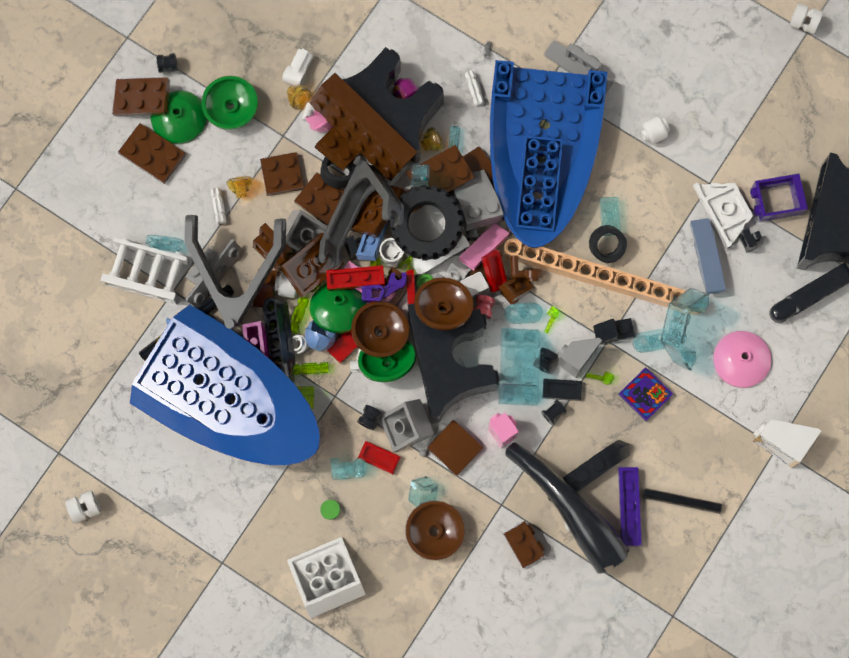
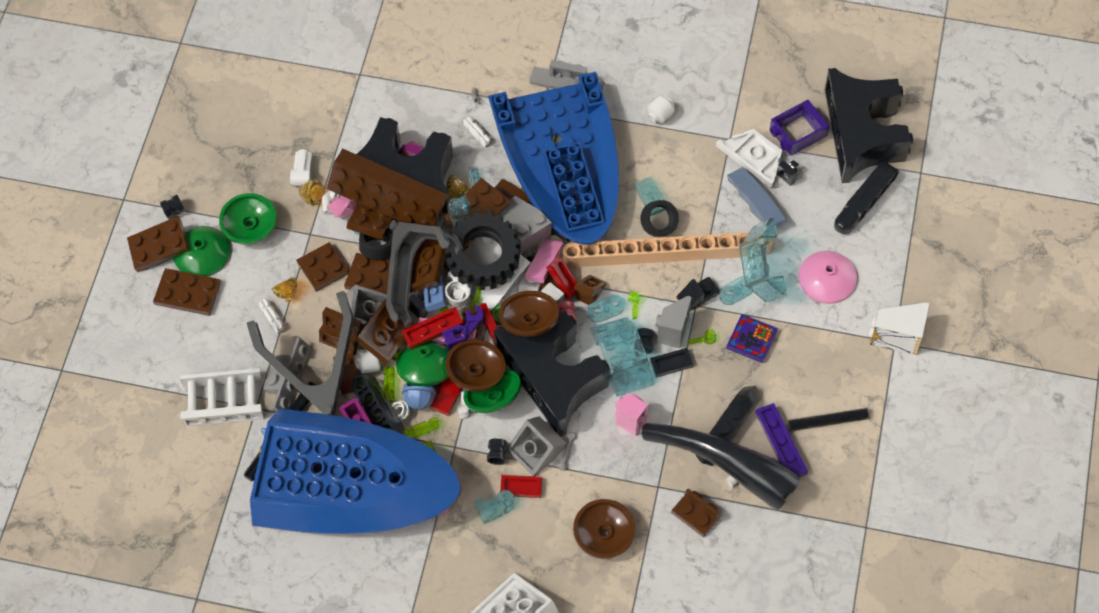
camera: 20 degrees left, 15 degrees down
(170, 243) = (232, 363): clear light blue plate -> none
(330, 509) = (492, 551): bright green tile -> none
(422, 491) = (575, 499): clear light blue panel -> none
(454, 447) = (591, 449): reddish brown slope -> none
(531, 274) = (598, 270): reddish brown plate -> none
(553, 412) = (672, 383): black bush -> none

